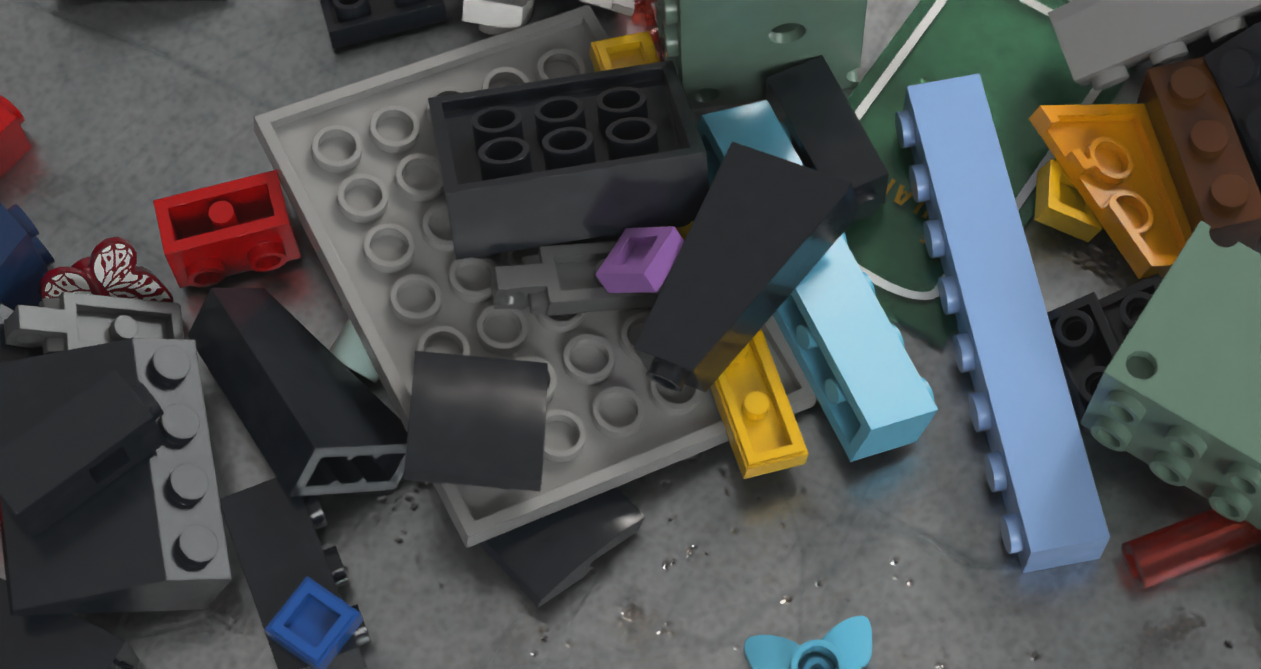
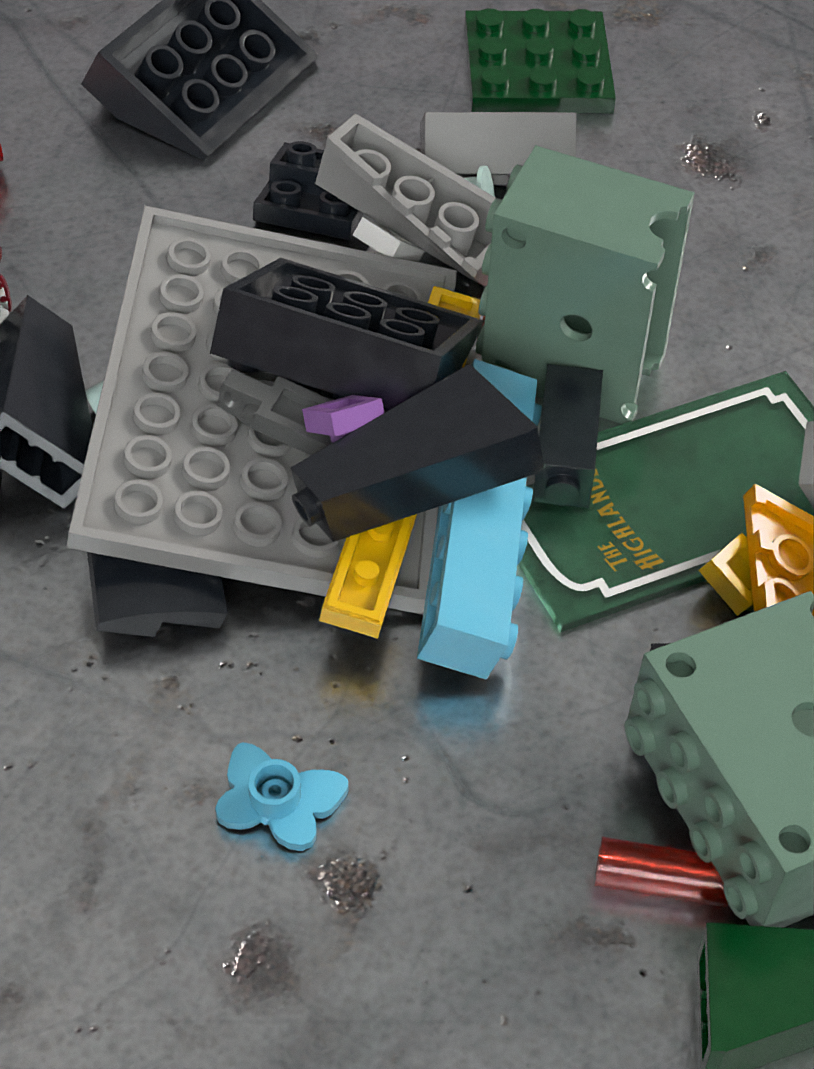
camera: 25 degrees right, 15 degrees down
(227, 229) = (74, 275): red brick -> none
(477, 421) = (133, 456): black slope -> none
(1002, 326) = (605, 643): light blue brick -> none

